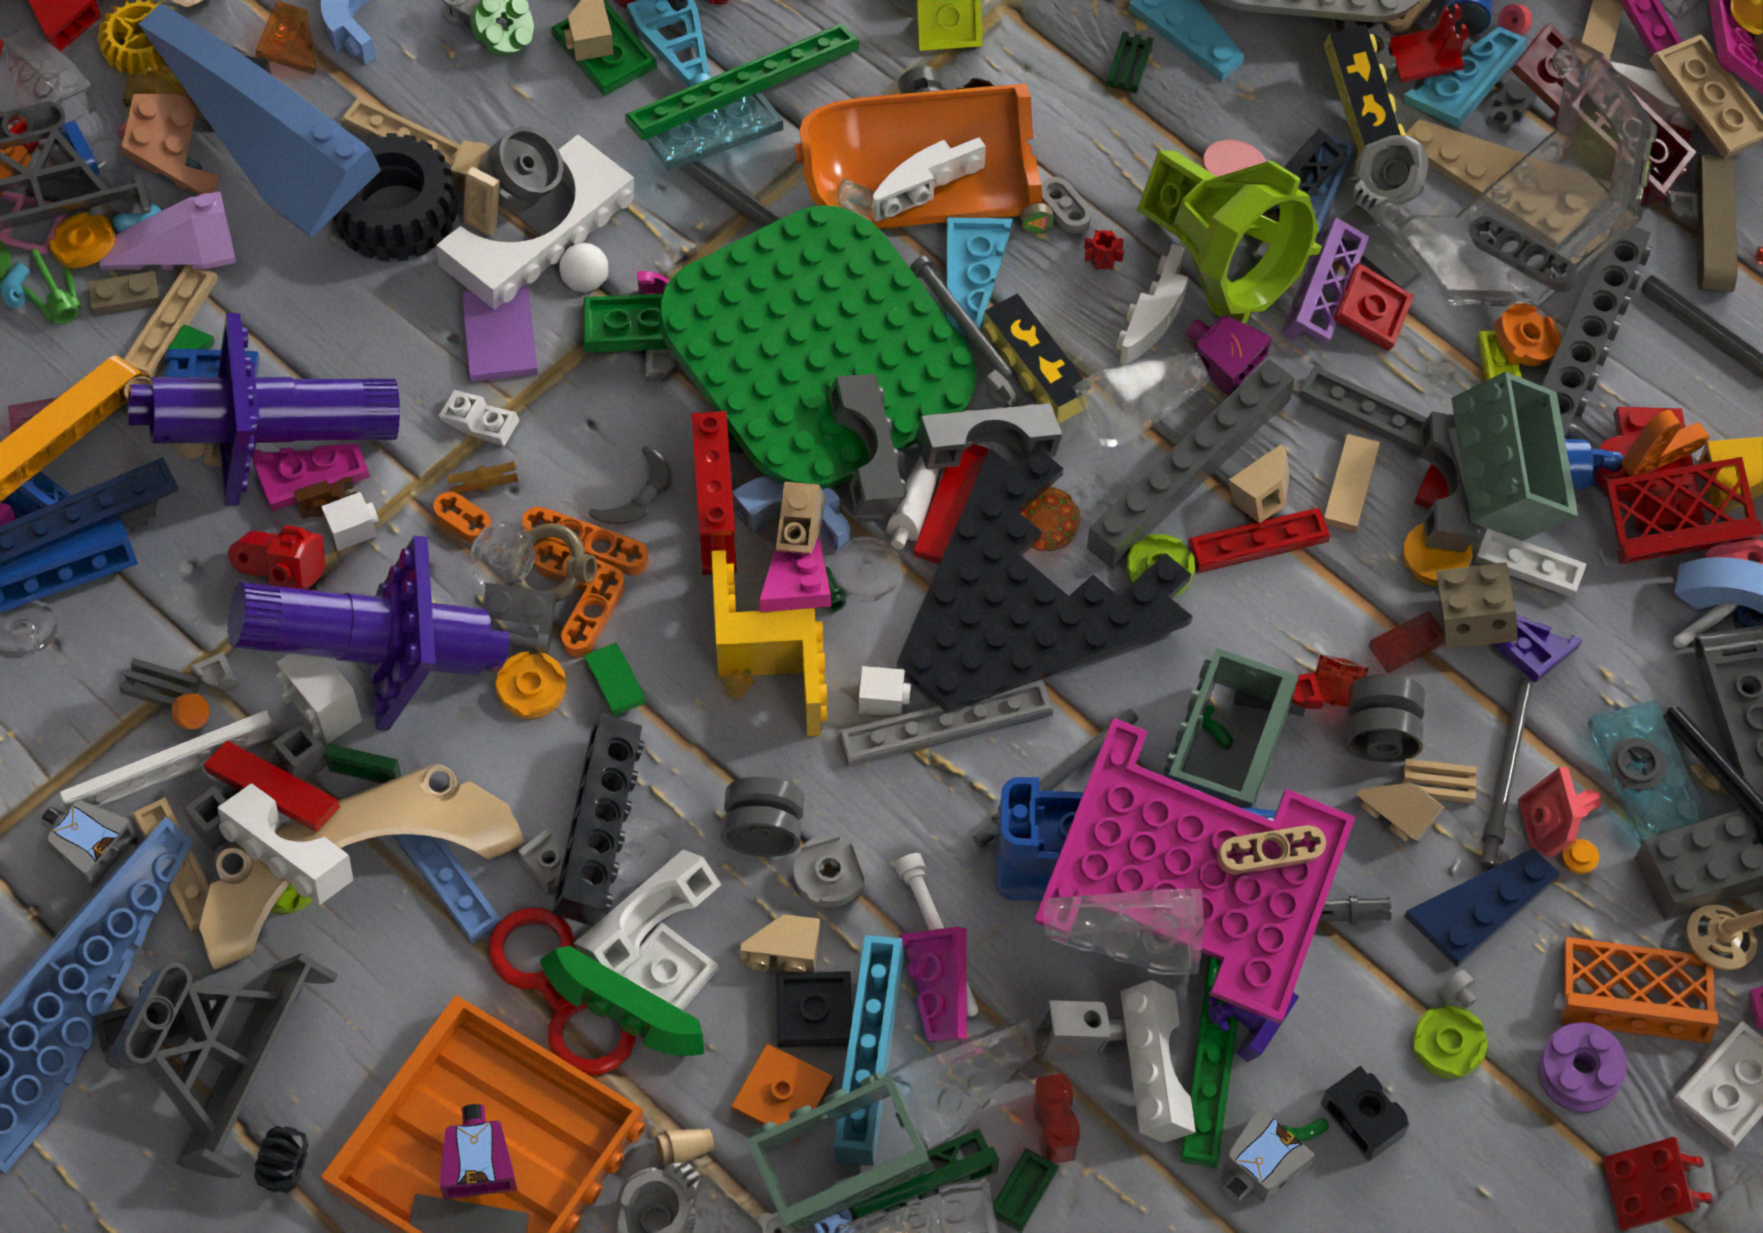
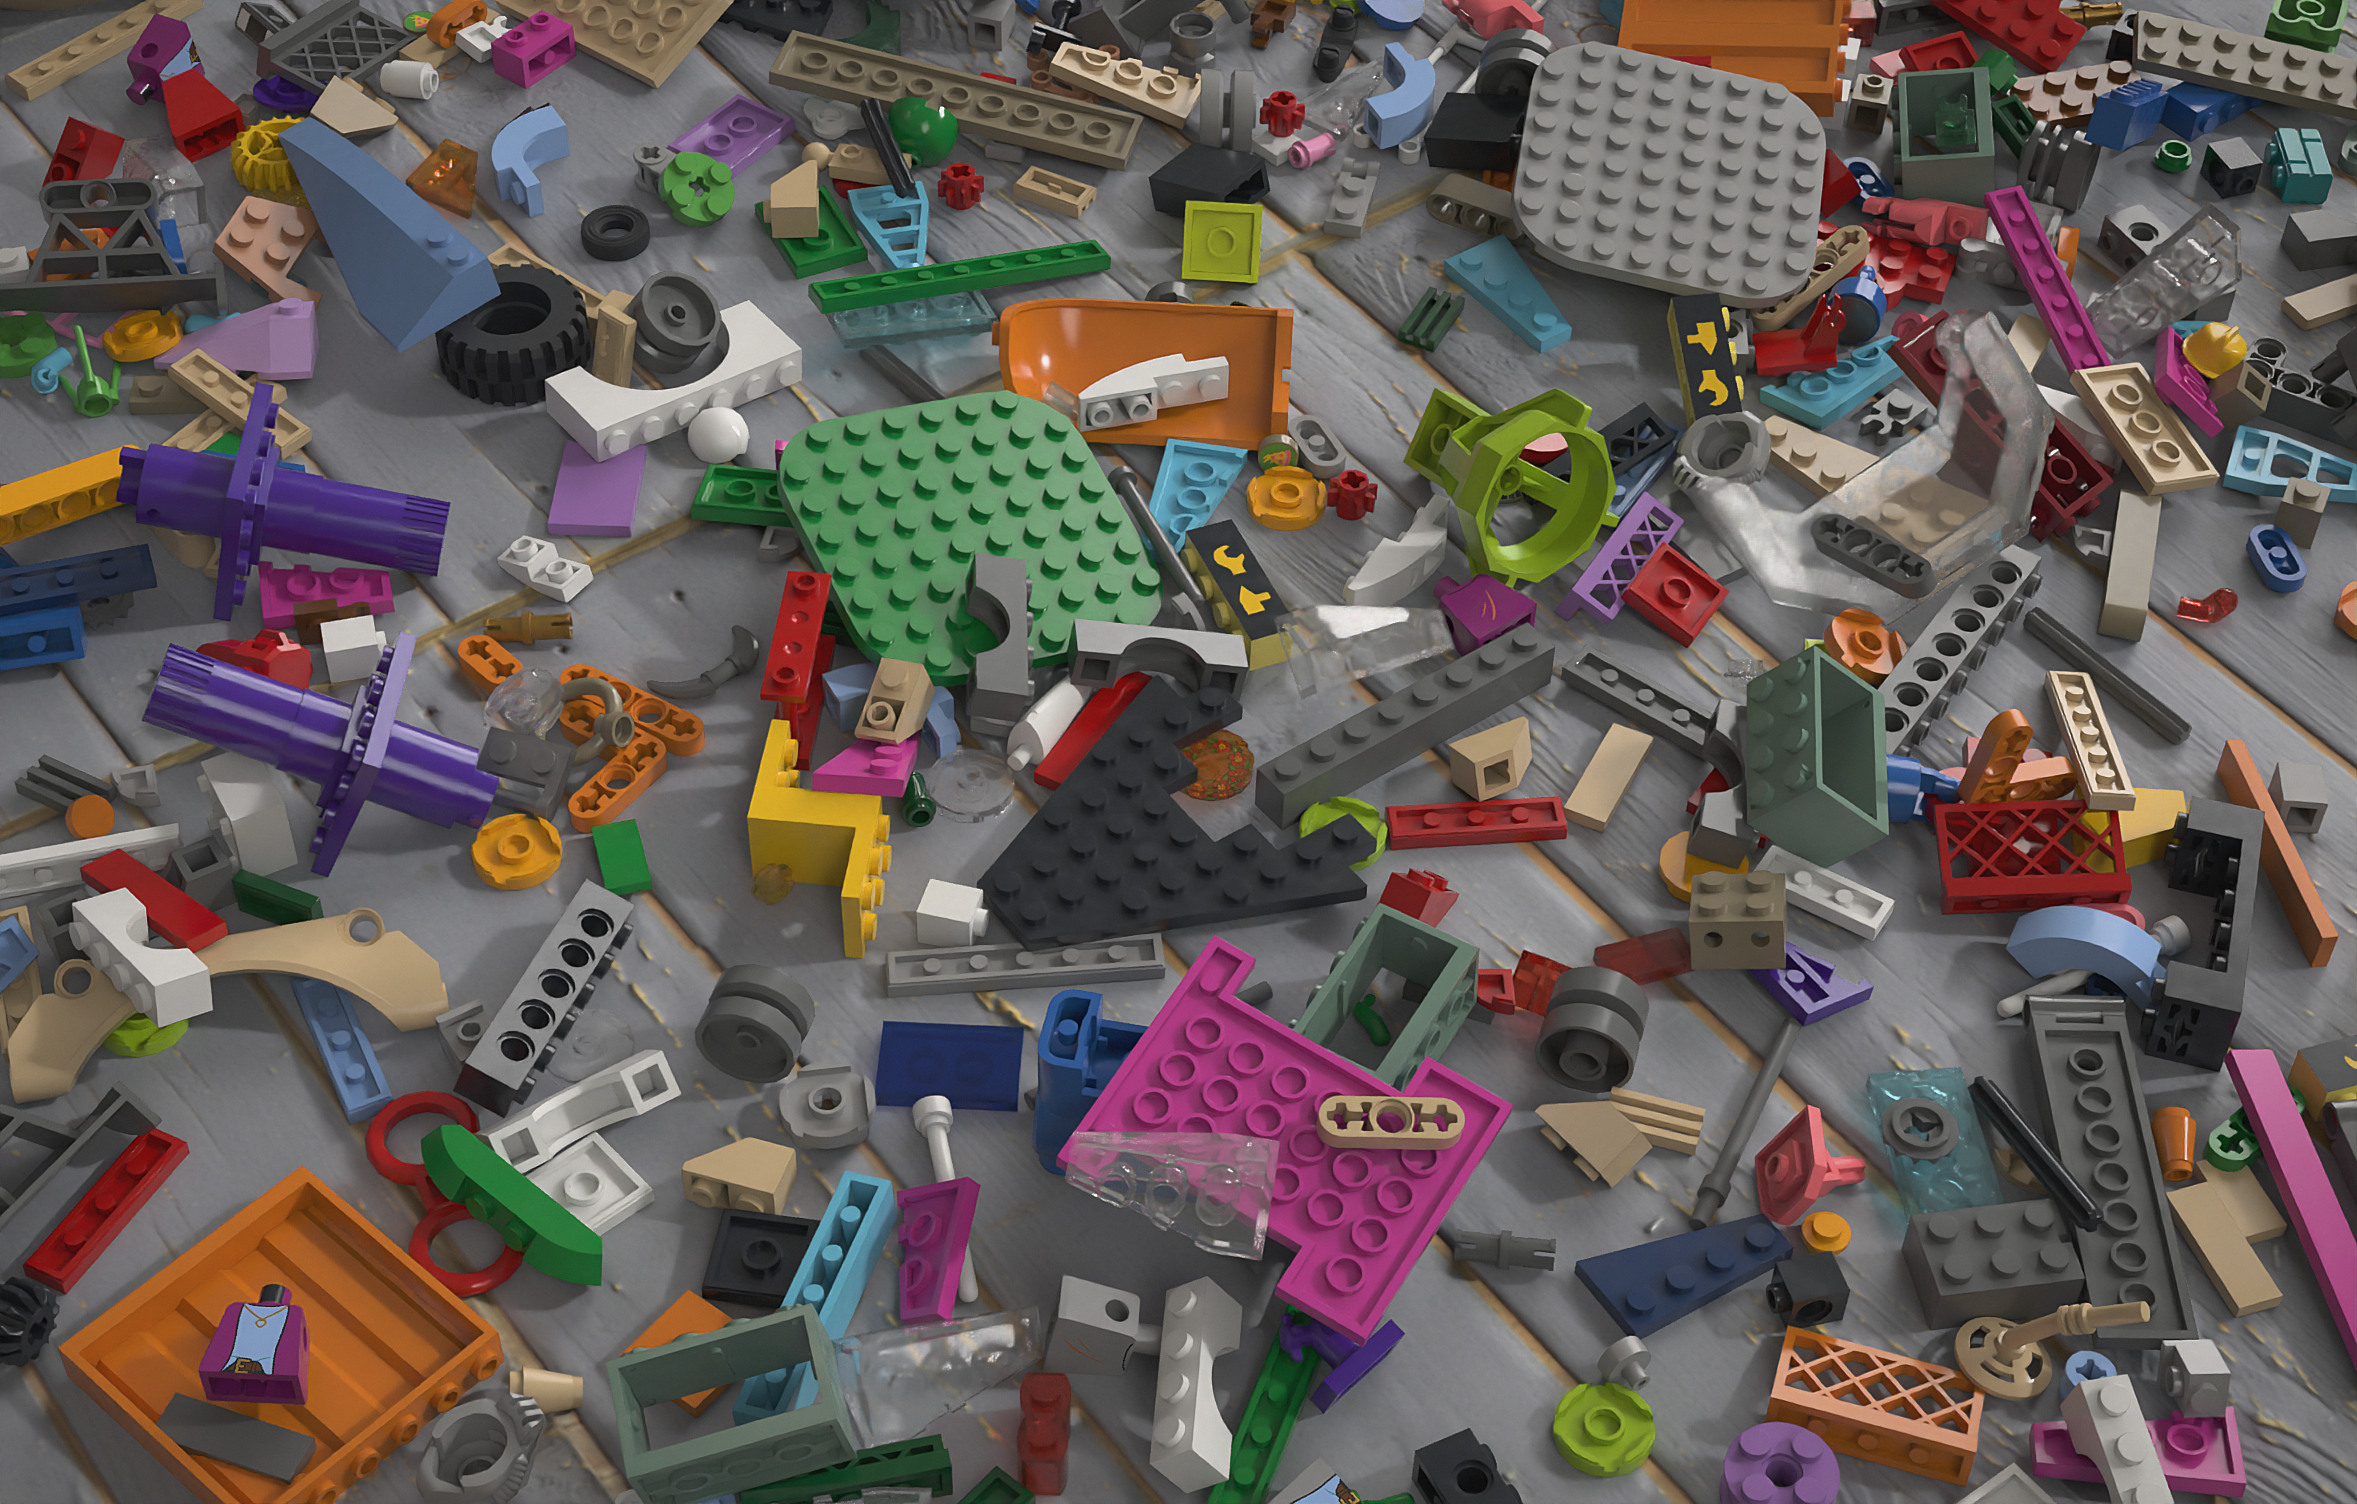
camera: 10 degrees right, 15 degrees down
(180, 294) = (232, 398): none -> tan tile
(311, 1049) = (105, 1210): none -> red tile
(448, 89) = (610, 218): none -> black tyre
(911, 820) = (964, 1063): none -> clear blue tile
(1050, 257) = (1286, 498): none -> light orange tile
(1229, 623) = (1419, 895): none -> red slope
(1576, 908) = (1808, 1291): none -> black brick
(1712, 401) = (2089, 741): none -> tan tile

